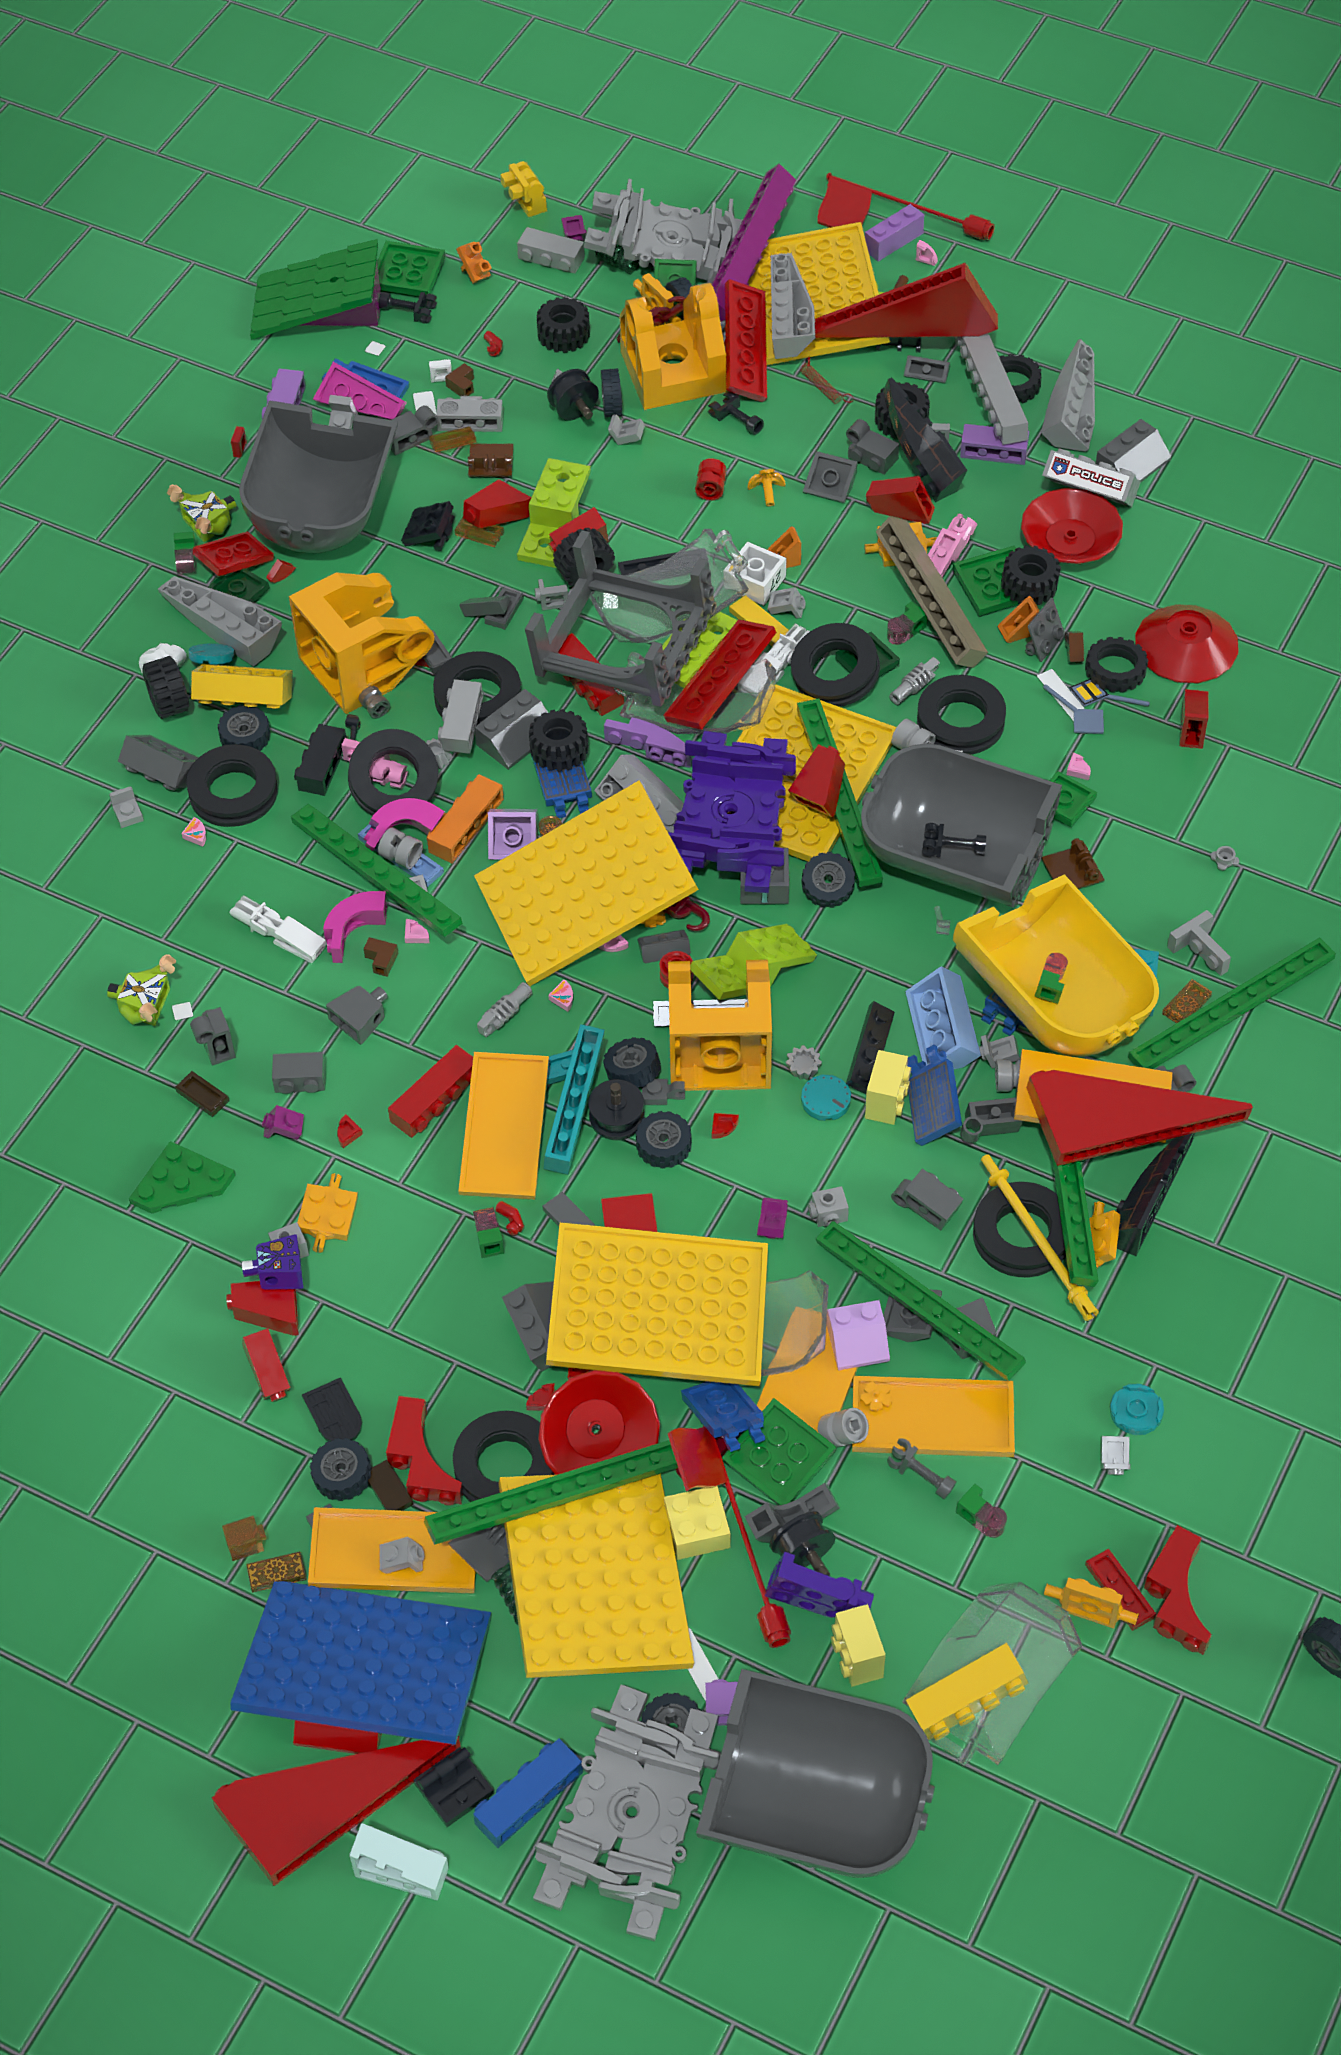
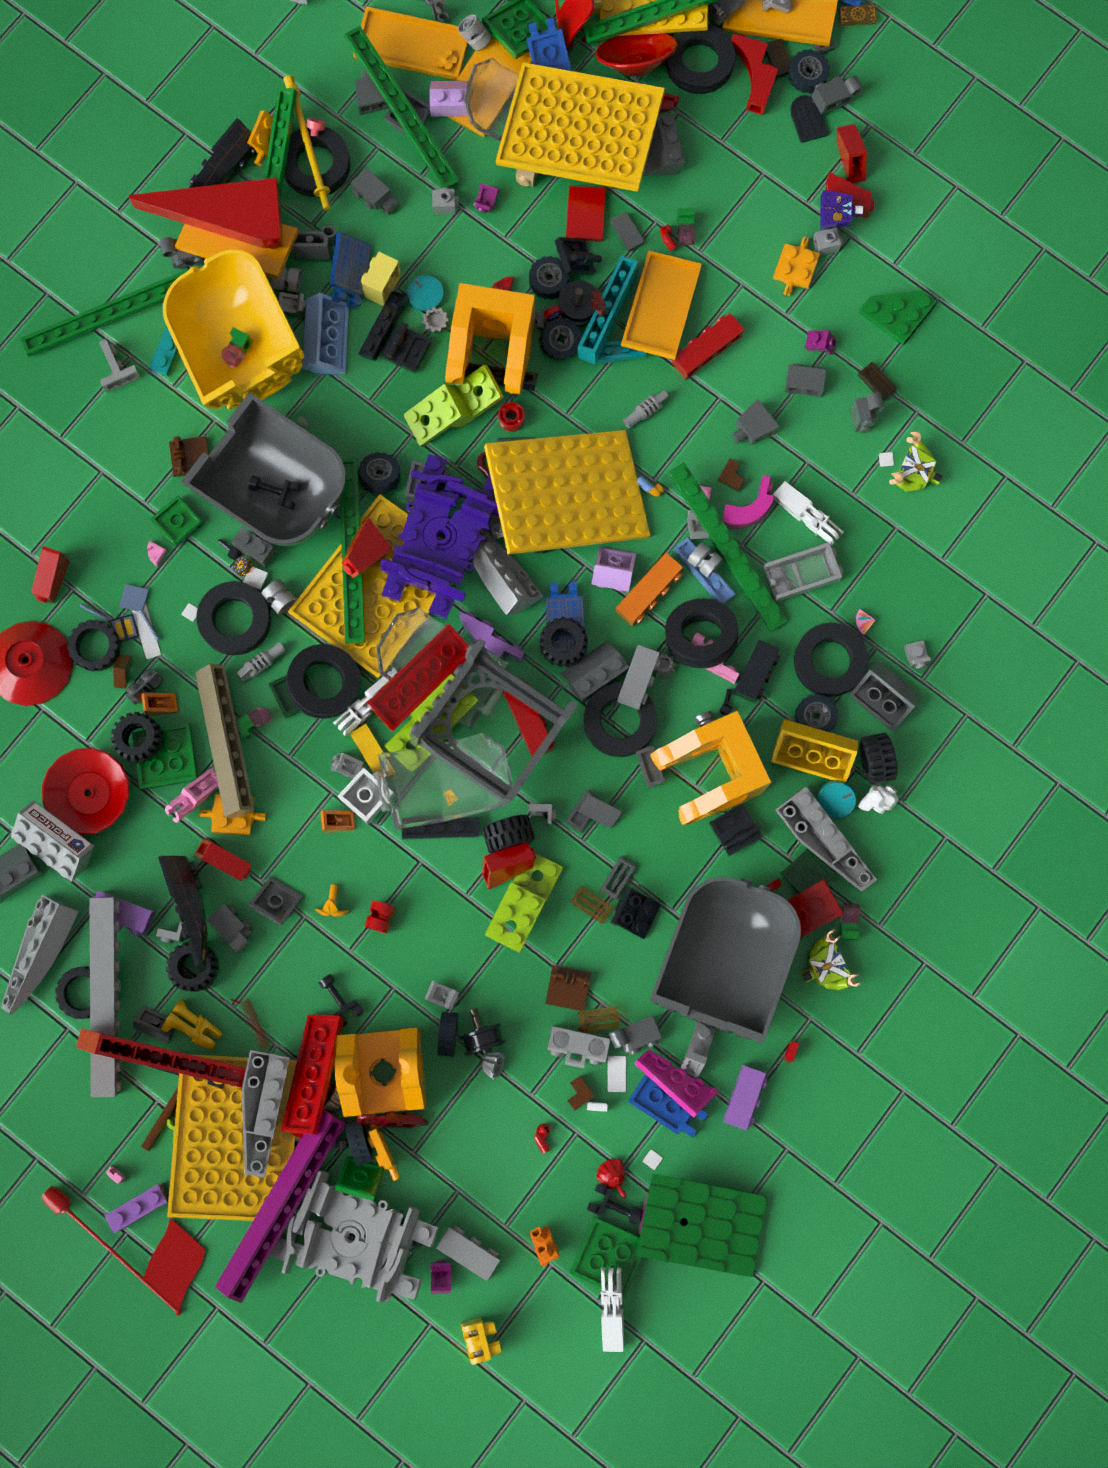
camera: 170 degrees left, 25 degrees up
(244, 1538) = (876, 36): clear orange brick -> none
(275, 864) = (803, 572): none -> door
(295, 1441) = (836, 93): none -> dark grey hinge
(347, 1131) = (774, 330): red tile -> none
(394, 224) = (612, 1318): none -> white arm
(403, 811) = (700, 590): dark pink arch -> none
(414, 327) = (612, 1175): none -> red piece
(460, 561) = (626, 864): none -> dark grey tile
(483, 924) = (649, 488): none -> arm
(496, 505) = (573, 921): red slope -> none
(548, 824) = (583, 574): clear orange tile -> none
(562, 996) = (600, 415): tile -> none
(563, 324) = (464, 1156): black tyre -> none
(586, 1079) = (598, 303): none -> clear red plate
(631, 1161) = (576, 256): none -> black plate
(648, 1082) = (552, 312): none -> red tile
(833, 1025) = (406, 348): none -> black plate
(878, 360) = (197, 1034): none -> yellow piece
(1016, 720) = (190, 612): none -> white sticker
(1032, 1253) = (315, 125): none -> coral tile
(1136, 1409) = (277, 24): teal tile -> none
(1187, 1001) = (142, 324): clear orange tile -> none
(1227, 853) = (66, 440): light grey plate -> none

